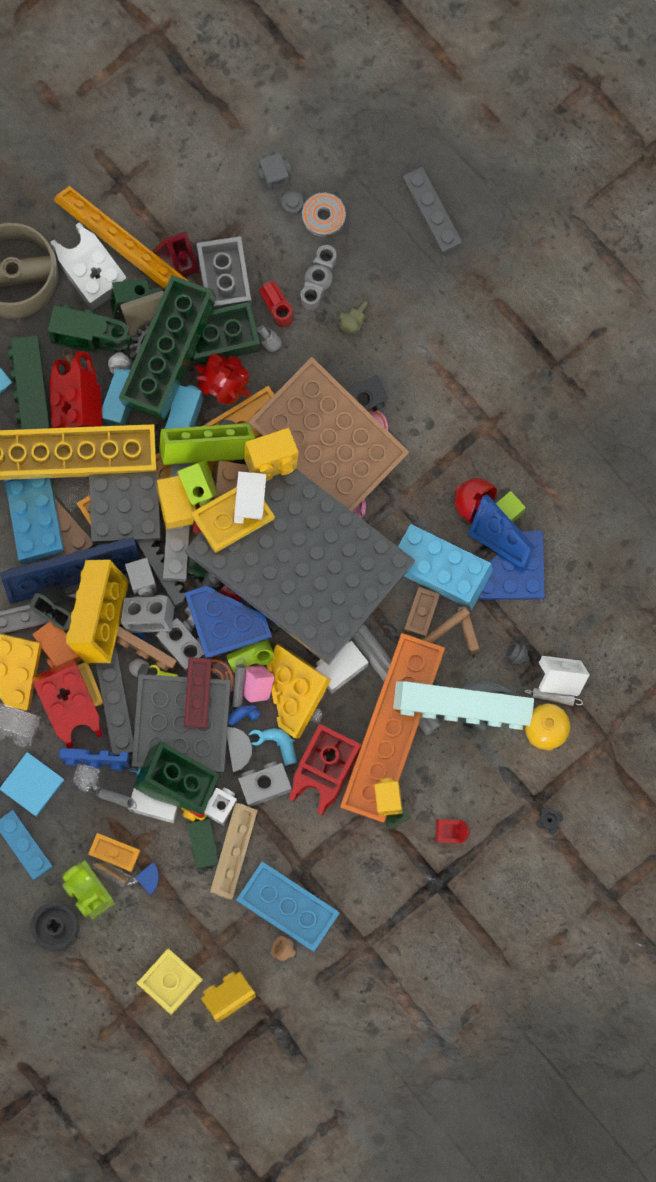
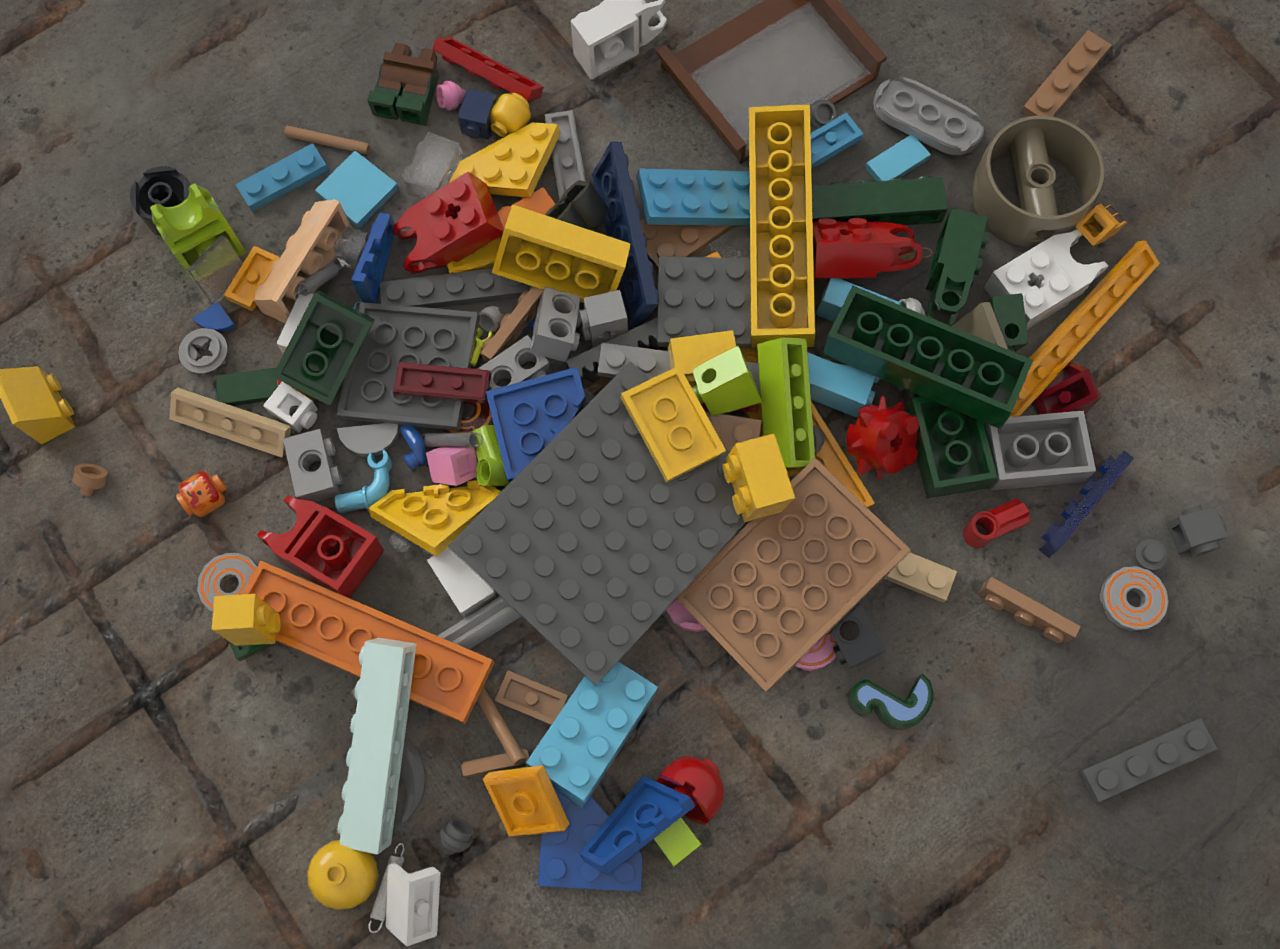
camera: 95 degrees right, 5 degrees down
(44, 224) = (1101, 224): none -> light orange leg
(100, 812) = (304, 255): none -> light nougat slope
(169, 981) = (80, 338): light yellow tile -> none
(172, 872) = (202, 339): none -> light grey gear
(249, 496) = (694, 438): white panel -> none
(265, 249) = (1077, 512): none -> clear blue plate
(269, 339) = (943, 509): light grey cylinder -> none
(287, 906) = (143, 489): dark azure plate -> none
(290, 863) = (201, 493): none -> orange head
(318, 348) = (923, 577): none -> tan hinge
(320, 267) = (1052, 585): light grey piece -> none
(338, 284) = (1028, 611): none -> medium nougat plate
(351, 847) = (220, 569): none -> light grey tile
(352, 321) = (970, 628): olive piece -> none
(414, 371) = (889, 708): none -> dark green animal
(451, 831) = (209, 717): red plate -> none
(492, 604) = (526, 801): none -> light orange tile
(555, 817) = (195, 869): black plate -> none

